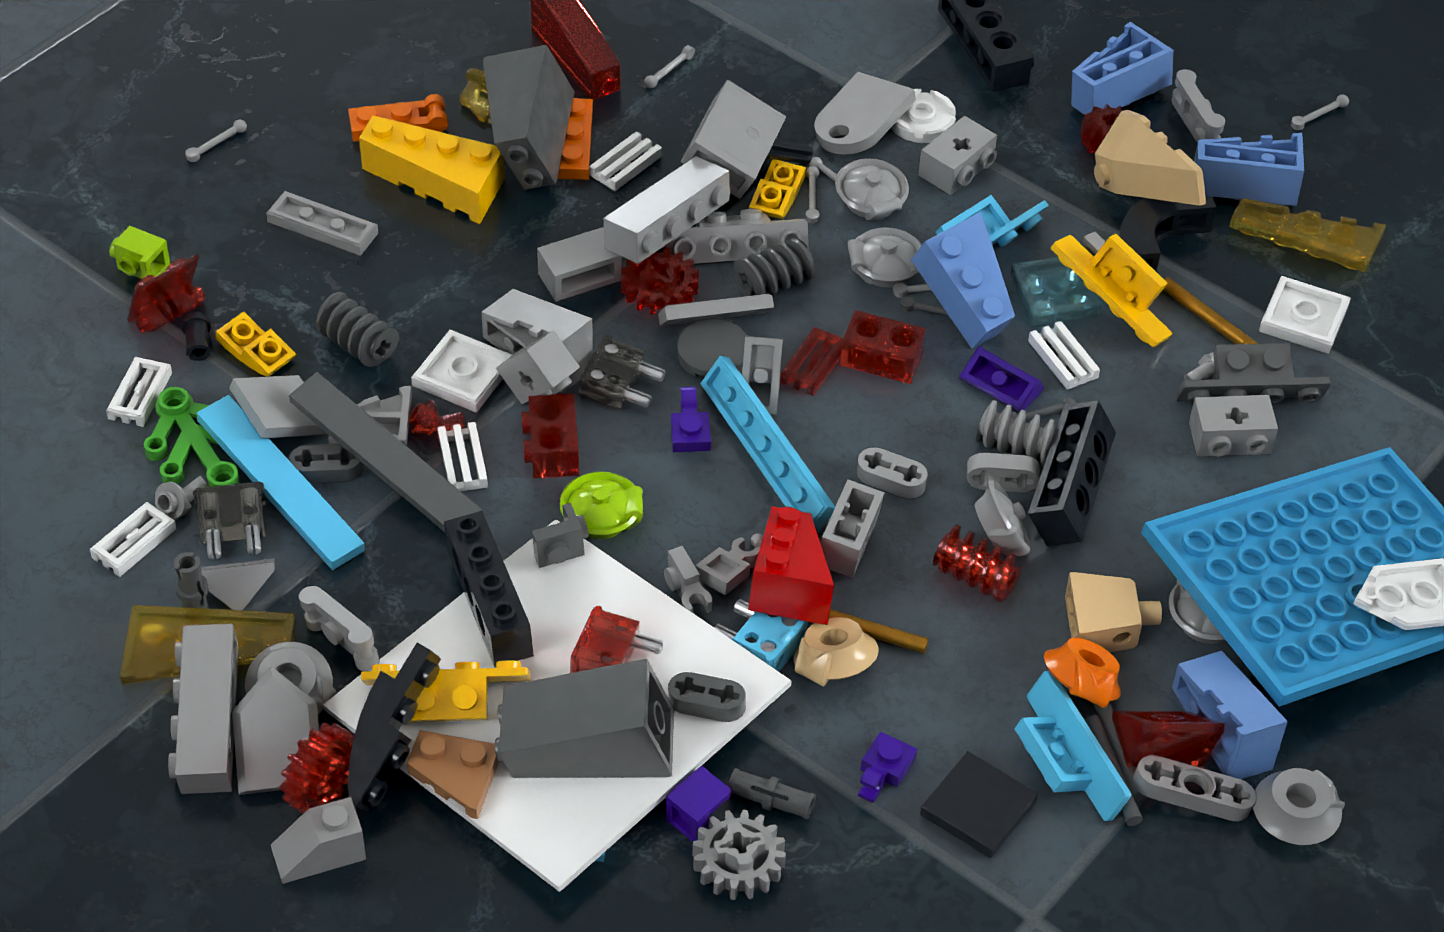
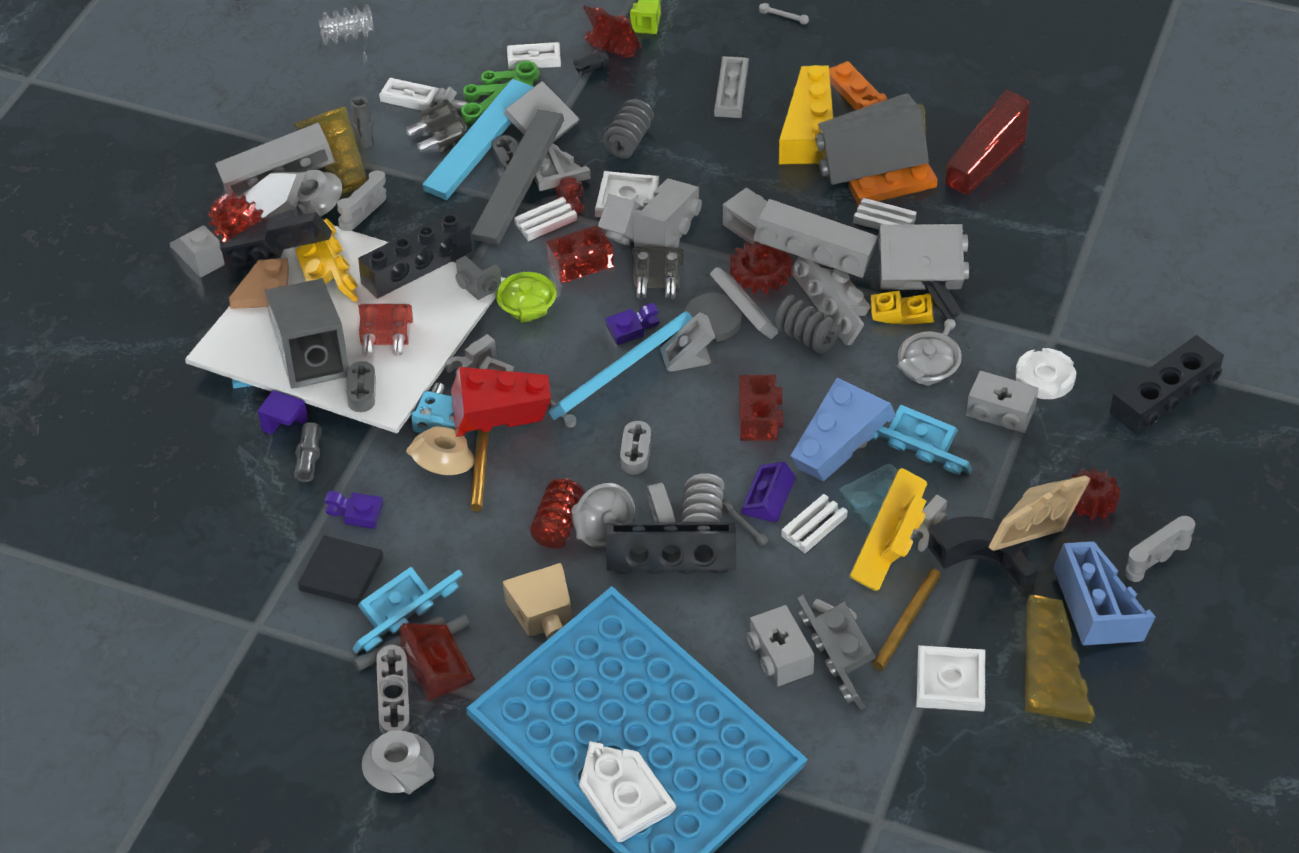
camera: 75 degrees right, 0 degrees up
(238, 582) = (392, 146): light grey slope -> none
(255, 348) = (599, 92): yellow slope -> none
(687, 53) = (1029, 218): light grey hinge -> none
(738, 851) = (248, 447): light grey gear -> none
(802, 379) = (730, 379): clear red tile -> none
(812, 215) = (890, 337): light grey hinge -> none
(851, 527) = (554, 428): light grey brick -> none
(862, 113) = (1016, 332): light grey tile -> none
(884, 256) = (862, 375): light grey piece -> none
(1085, 670) = (472, 598): orange piece -> none
(1123, 71) = (1166, 481): medium blue wedge -> none
(1221, 692) = (444, 700): medium blue wedge -> none
(1298, 122) = (1203, 631): light grey hinge -> none

